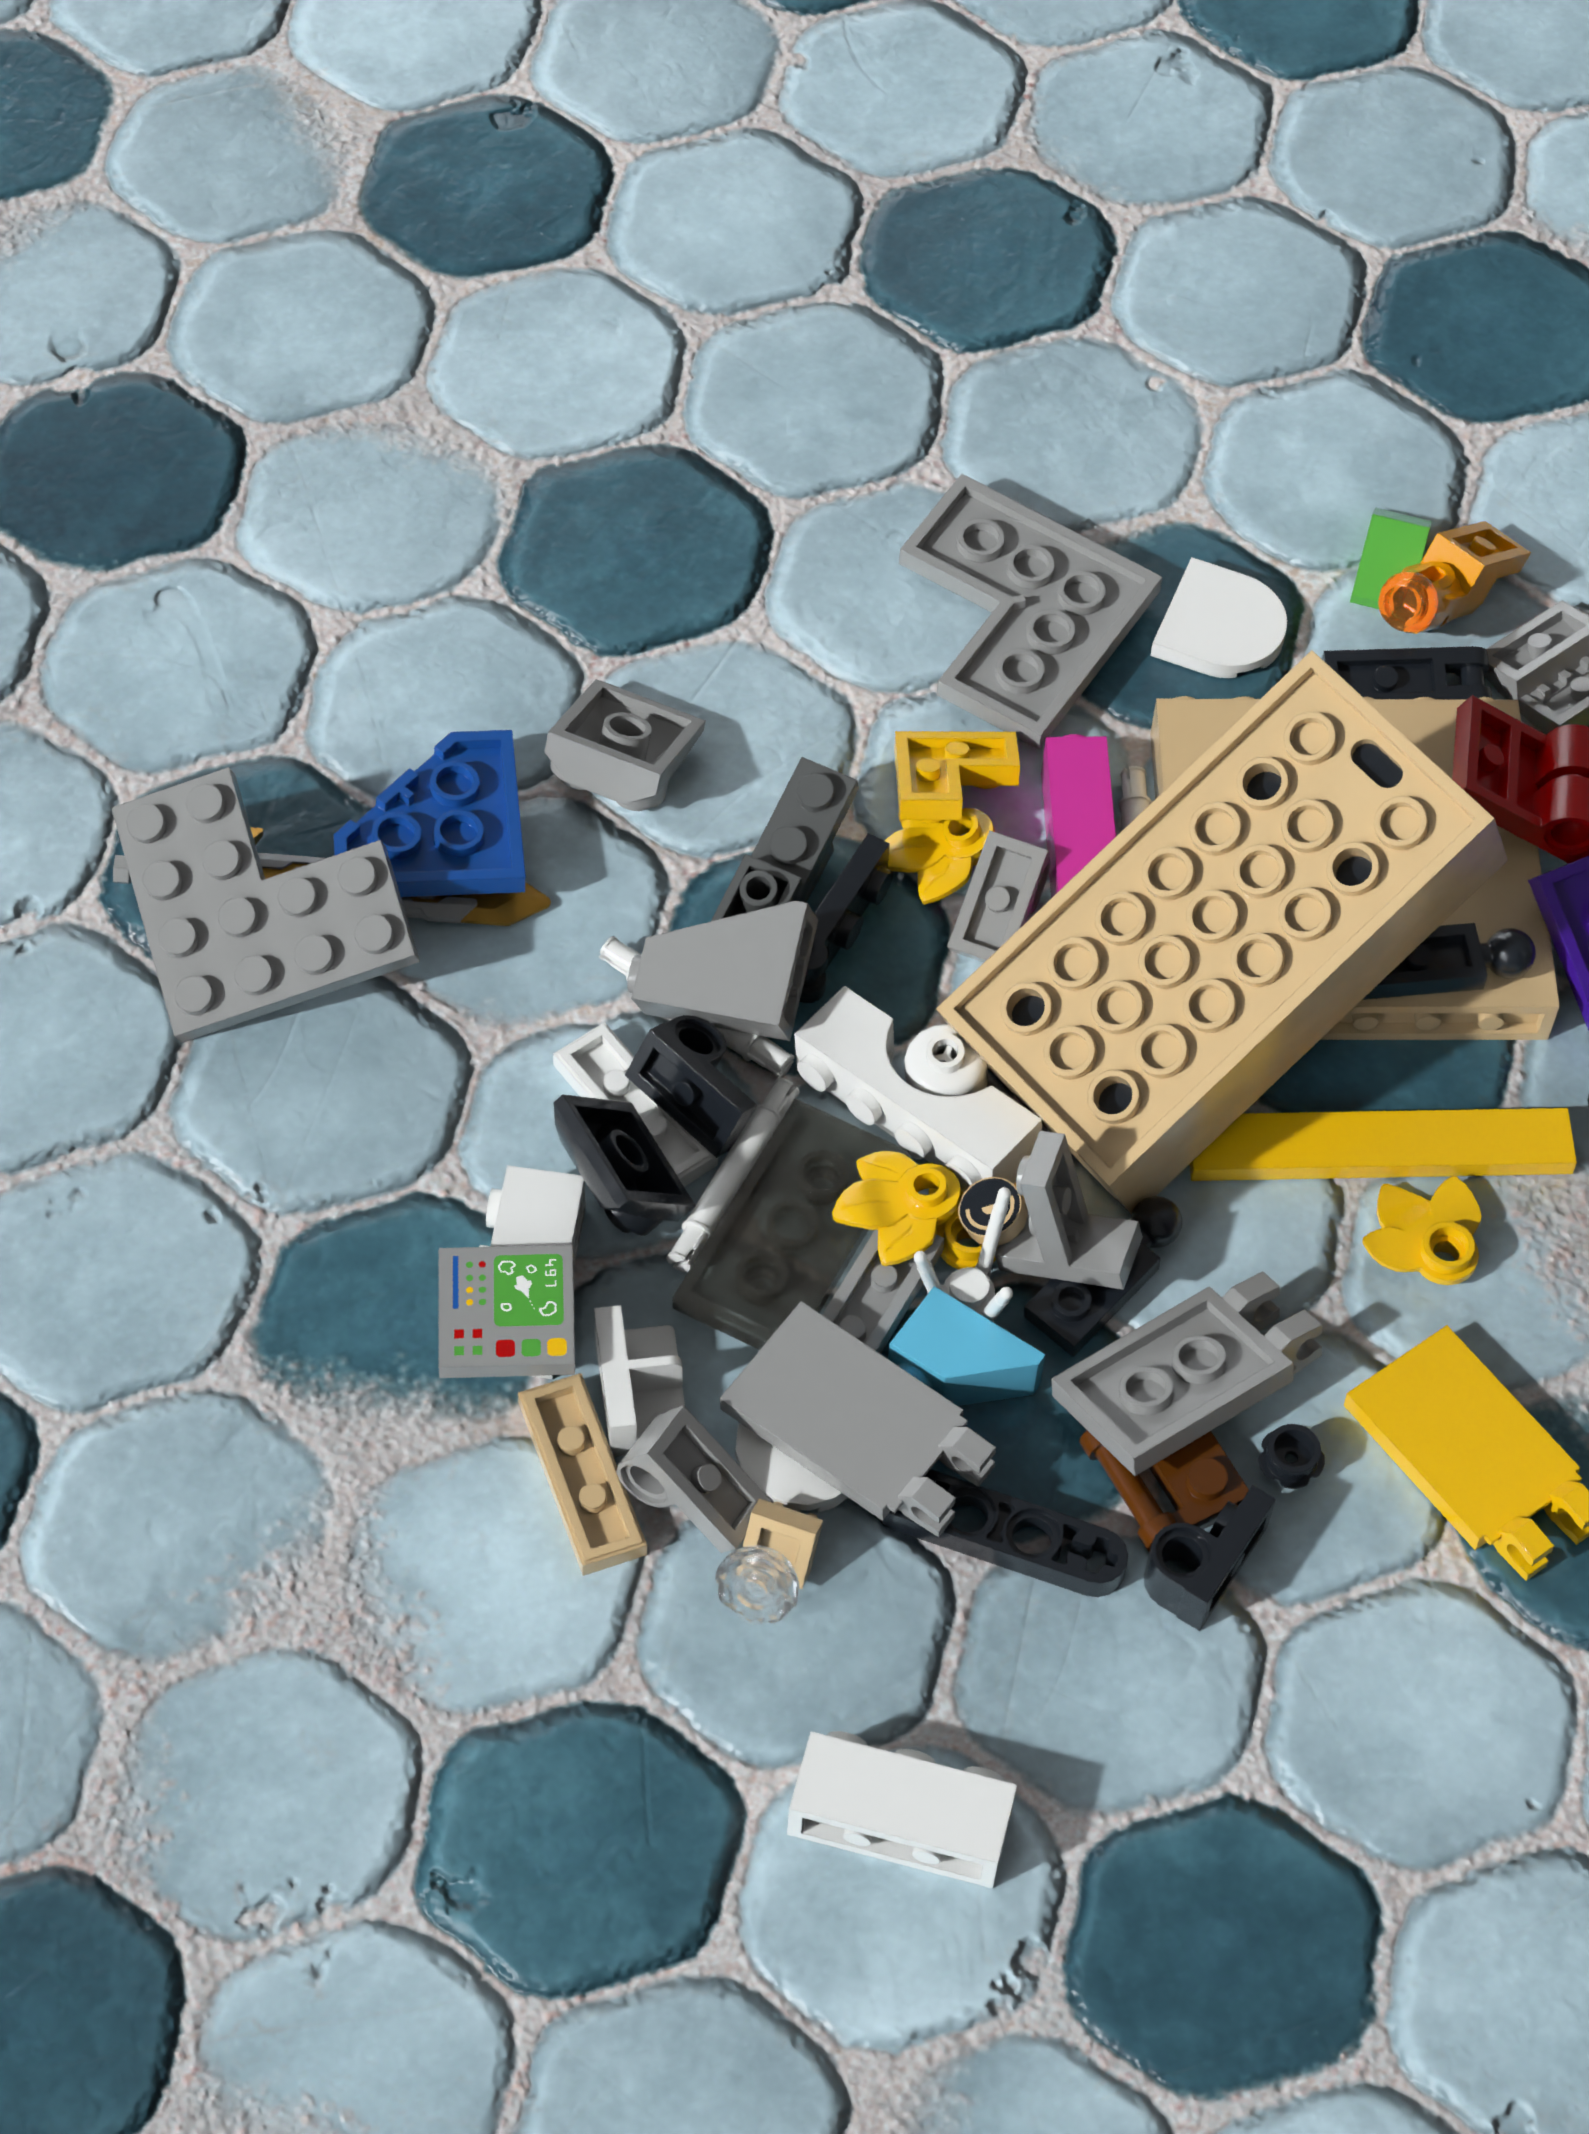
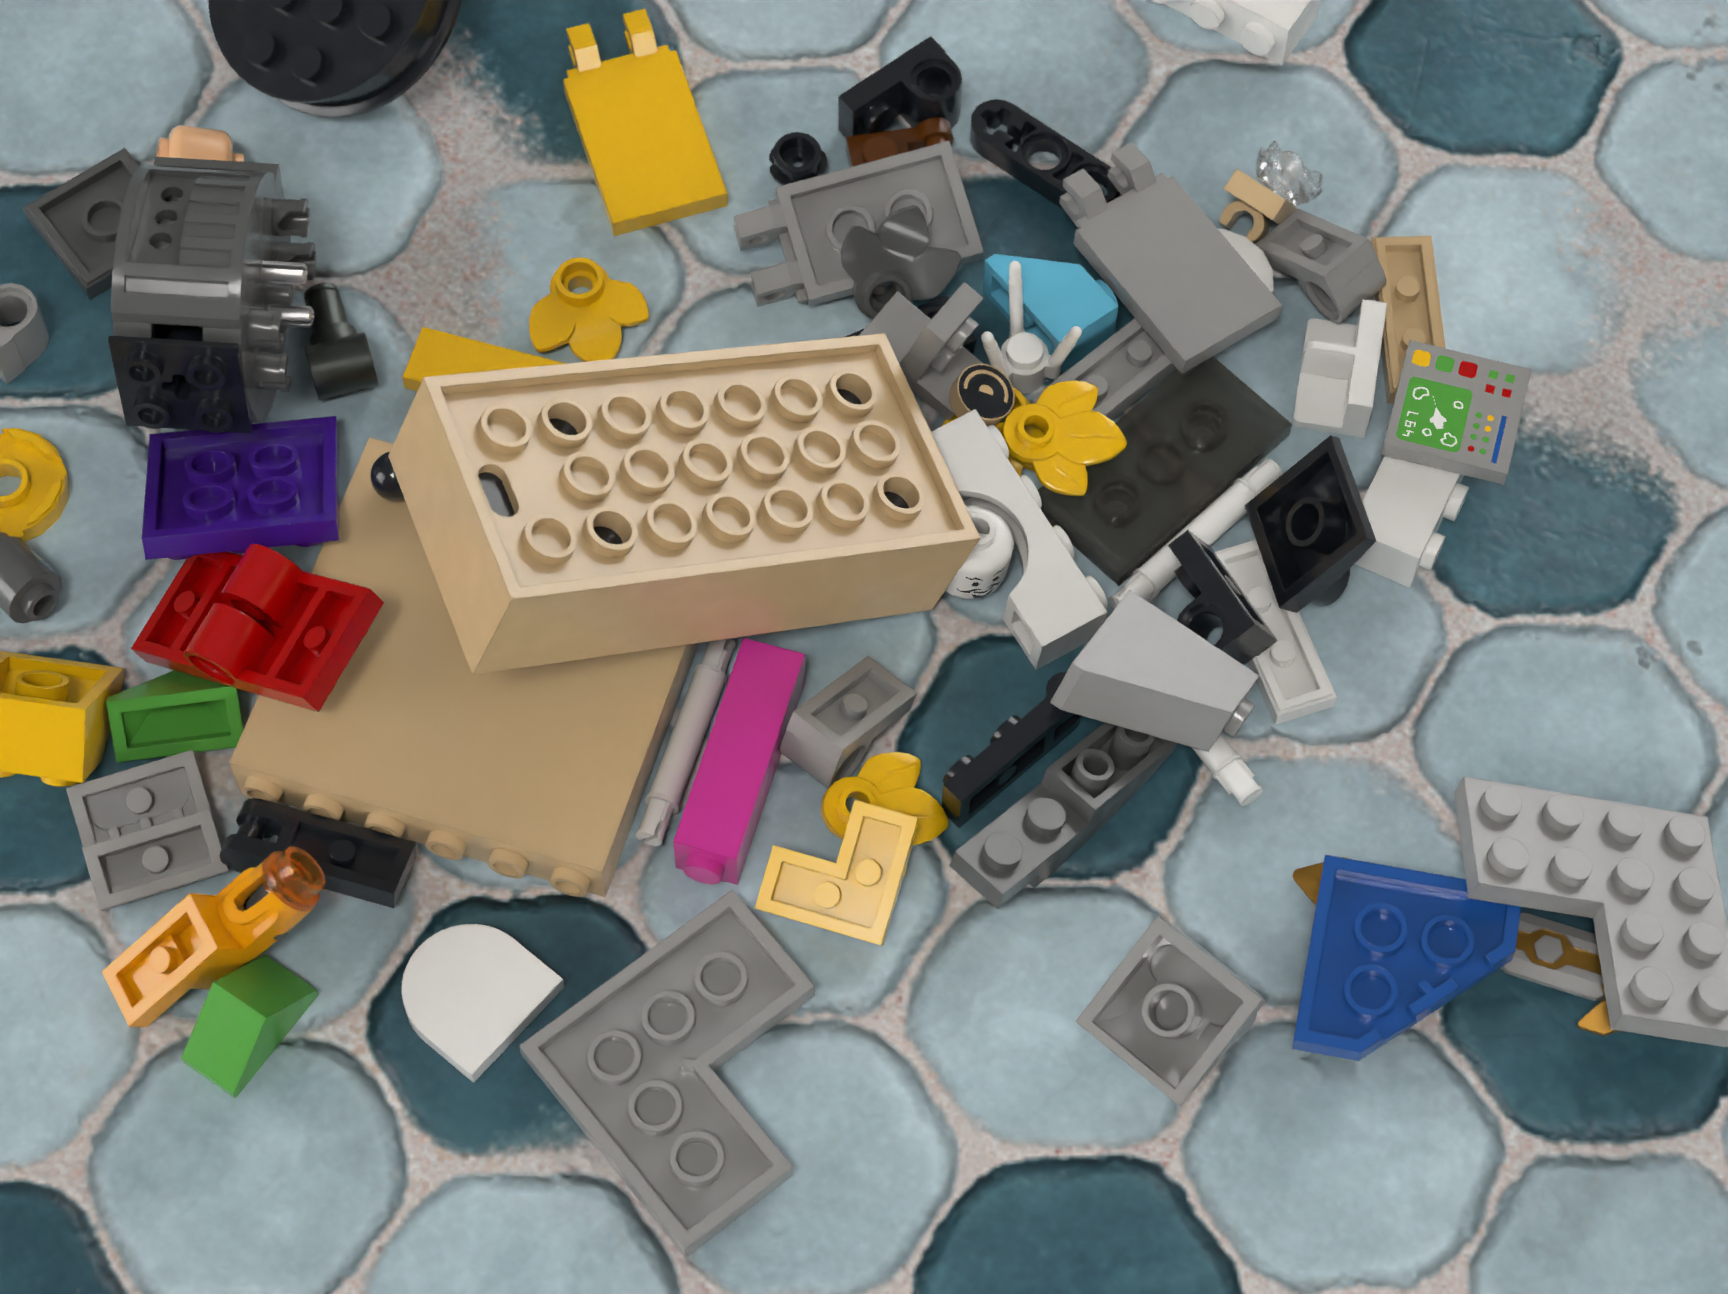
camera: 160 degrees left, 5 degrees up
(1133, 1314) = (896, 255): none -> dark grey plate

